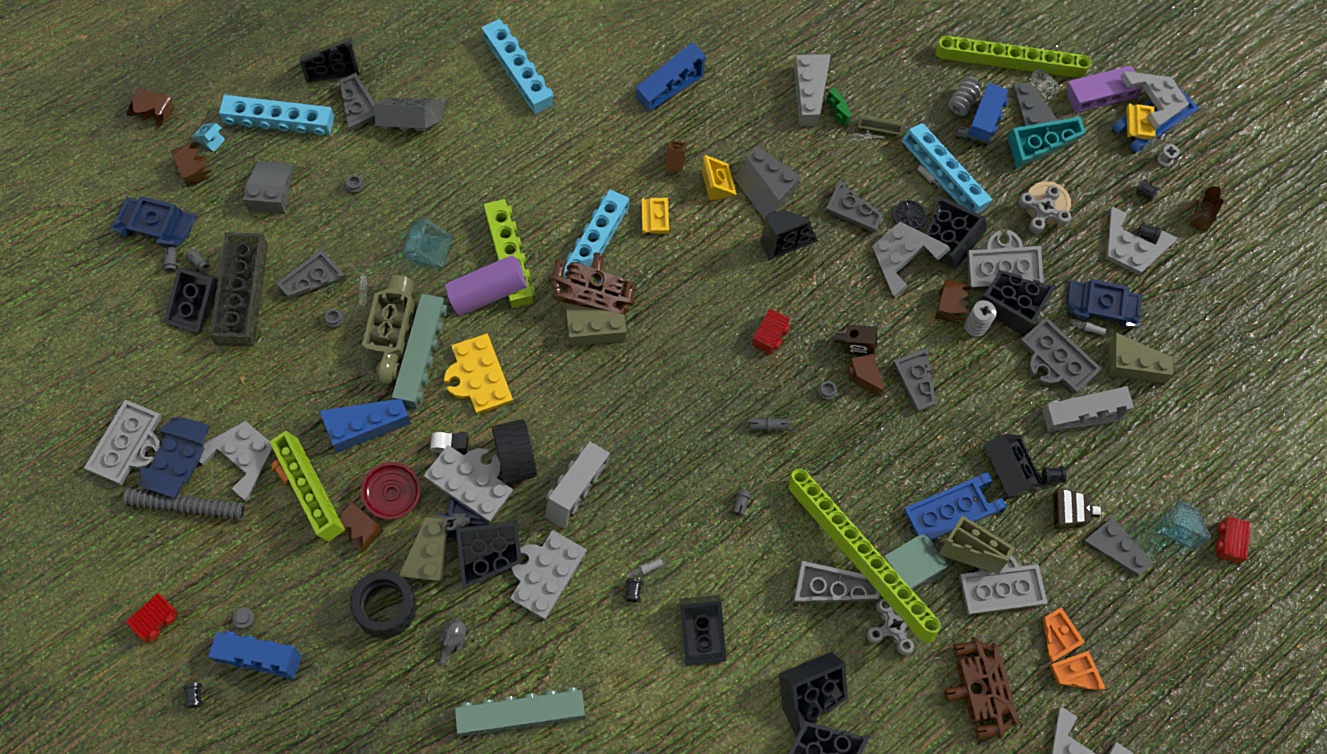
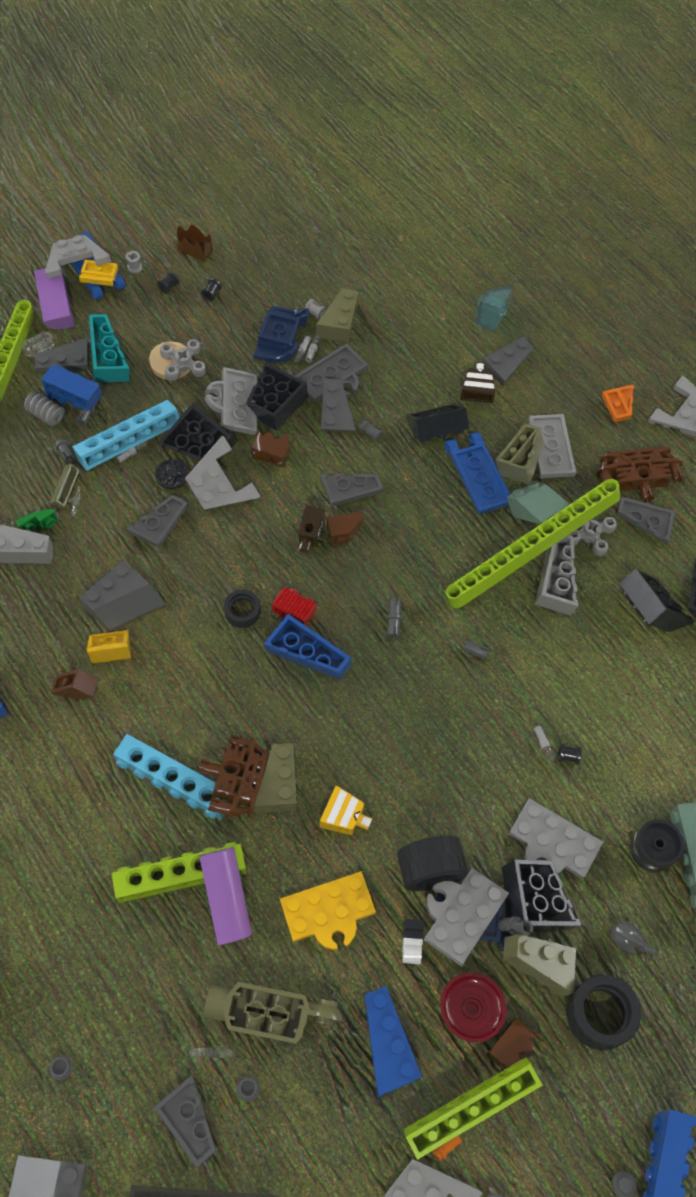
camera: 85 degrees left, 5 degrees down
(419, 350) = (297, 977): sand green brick -> none
(427, 244) = (158, 970): clear light blue slope -> none
(539, 654) = (657, 845): none -> black wheel
(566, 382) = (344, 813): none -> yellow torso
(575, 484) = (462, 803): light grey wedge -> none
(655, 216) = (147, 711): yellow plate -> none
(702, 629) = (603, 692): black slope -> none
(727, 341) = (305, 647): none -> blue wedge
(769, 274) = (238, 595): none -> black tyre
(785, 233) = (191, 582): black wedge -> none
(827, 390) = (358, 564): dark grey plate -> none
(922, 693) = (647, 517): none -> dark grey wing
(925, 118) = (62, 446): none -> dark grey pin
(980, 318) = (294, 425): light grey piece -> none
(994, 395) = (371, 430): none -> dark grey pin
(1010, 360) = (335, 408): none -> dark grey wing
(1053, 474) = (445, 393): black bush -> none
(1060, 634) = (589, 410): orange wing -> none
(1088, 410) = (386, 357): light grey wedge -> none
(1090, 337) = (312, 348): none -> light grey piece
(1130, 250) = (225, 308): light grey wing -> none
(1144, 334) = (315, 309): none -> light grey bush
(1233, 539) = (501, 277): red brick -> none

